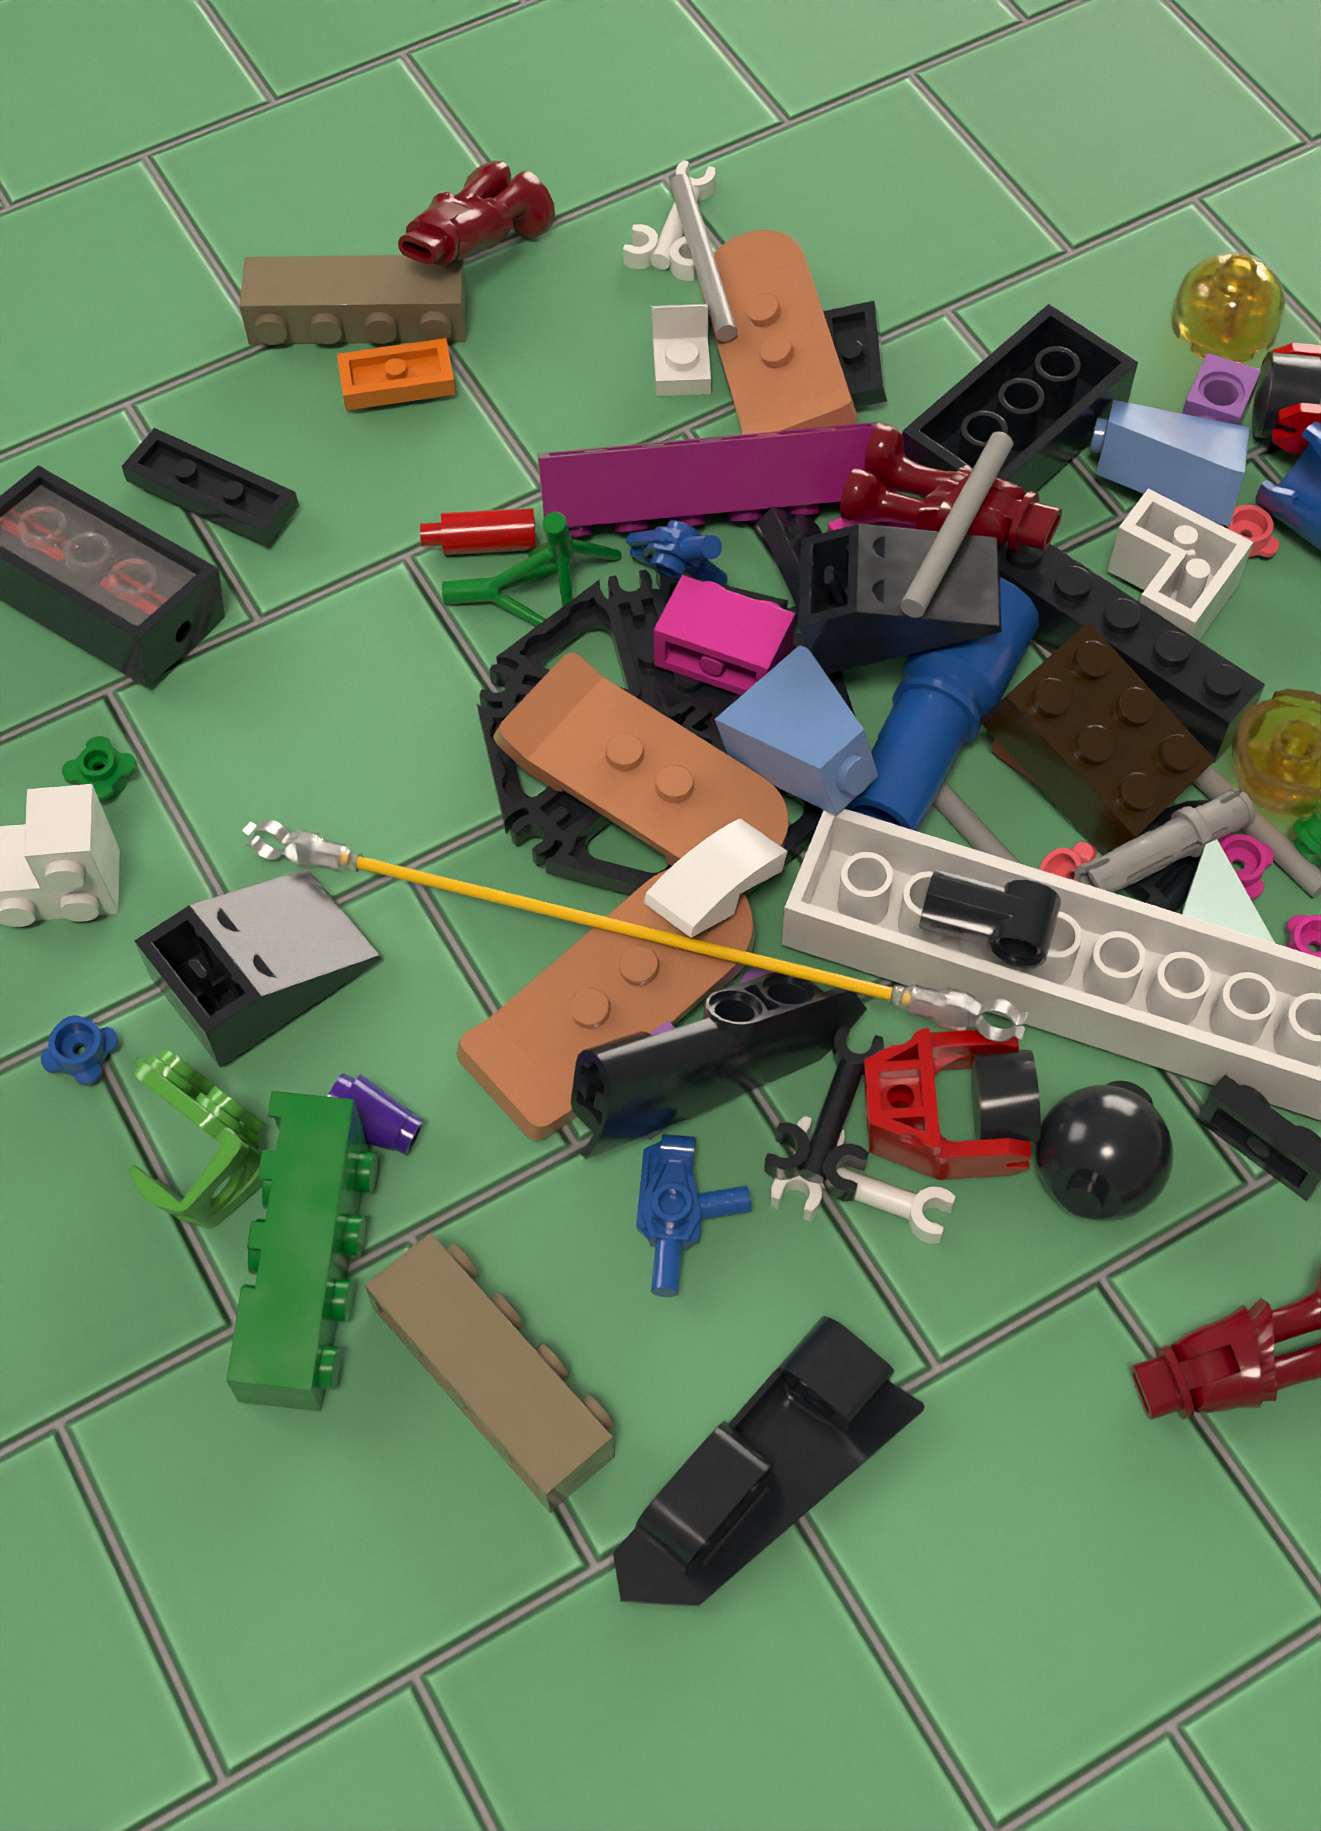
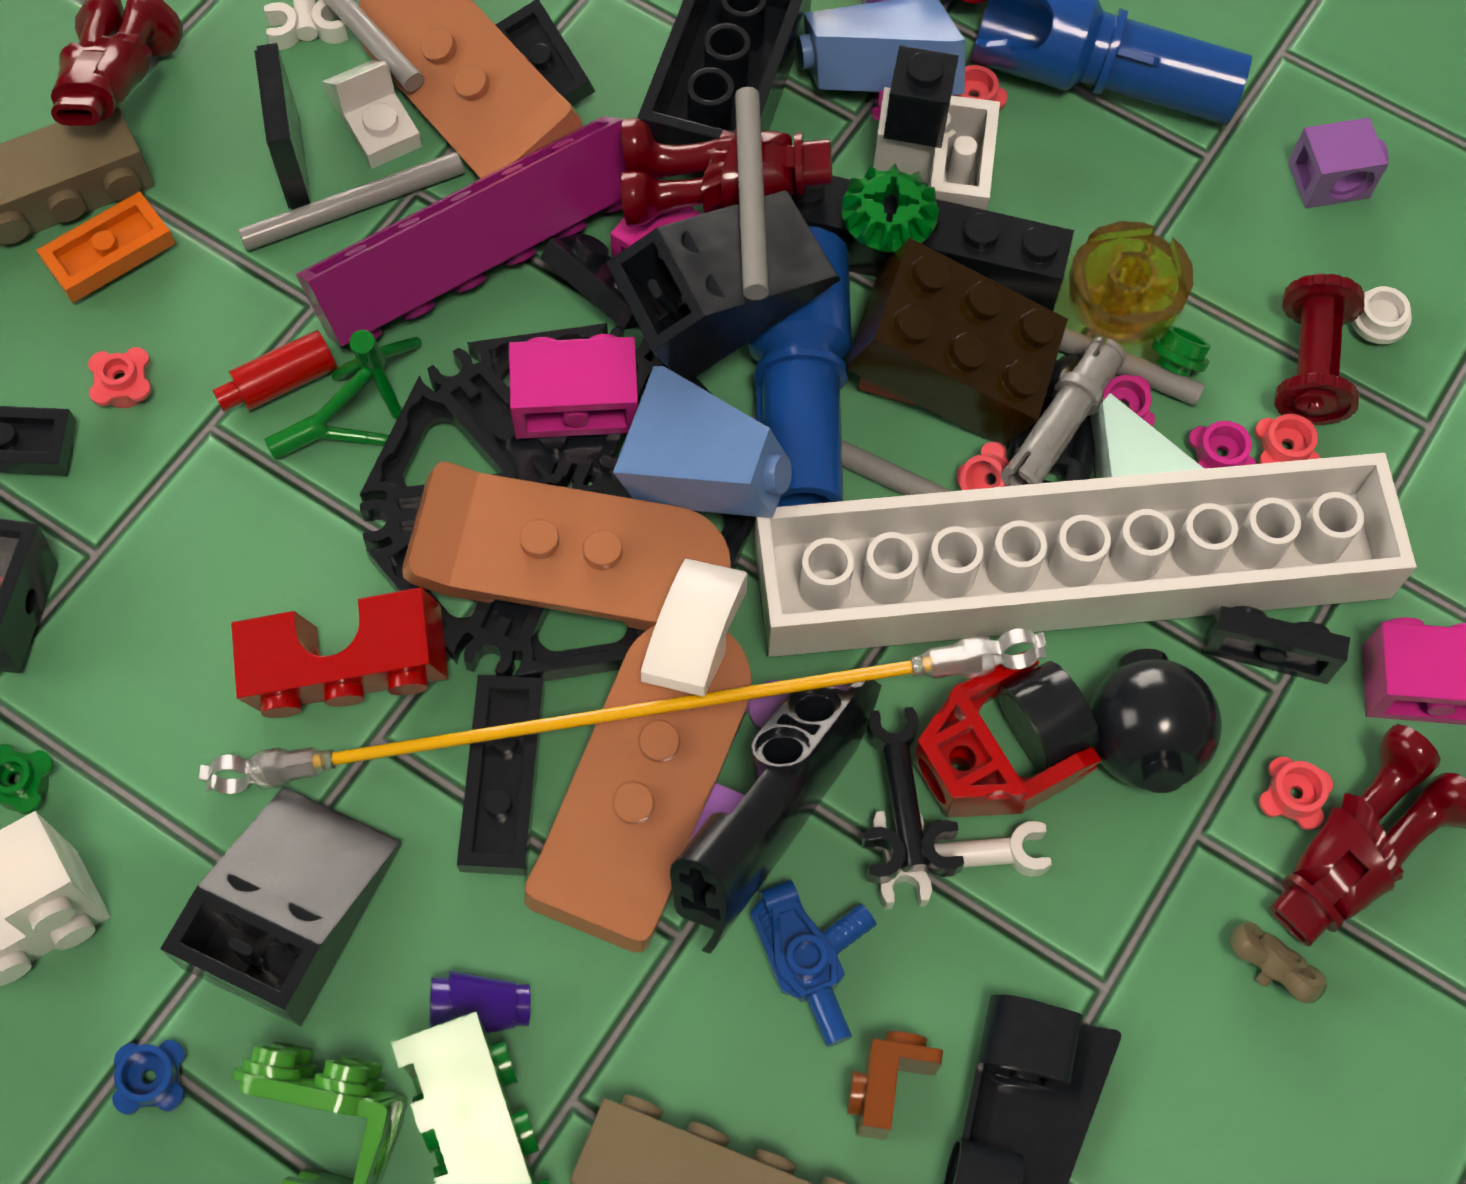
camera: 30 degrees left, 5 degrees up
(351, 485) = (126, 390): none -> coral plate
(452, 792) = (394, 650): none -> red arch
(490, 942) = (501, 779): none -> black plate
(590, 328) = (282, 125): none -> black tile
(623, 415) = (351, 201): none -> light grey bar
(672, 1346) = (874, 1091): none -> dark orange bracket
(678, 550) = (484, 318): blue piece -> none
(1009, 919) = (981, 550): black piece -> none
(1105, 611) = (865, 213): none -> green gear
(1111, 1418) = (1277, 962): none -> dark tan piece
(1169, 505) = (920, 96): none -> black brick
(1221, 1262) = (1309, 779): none -> coral plate

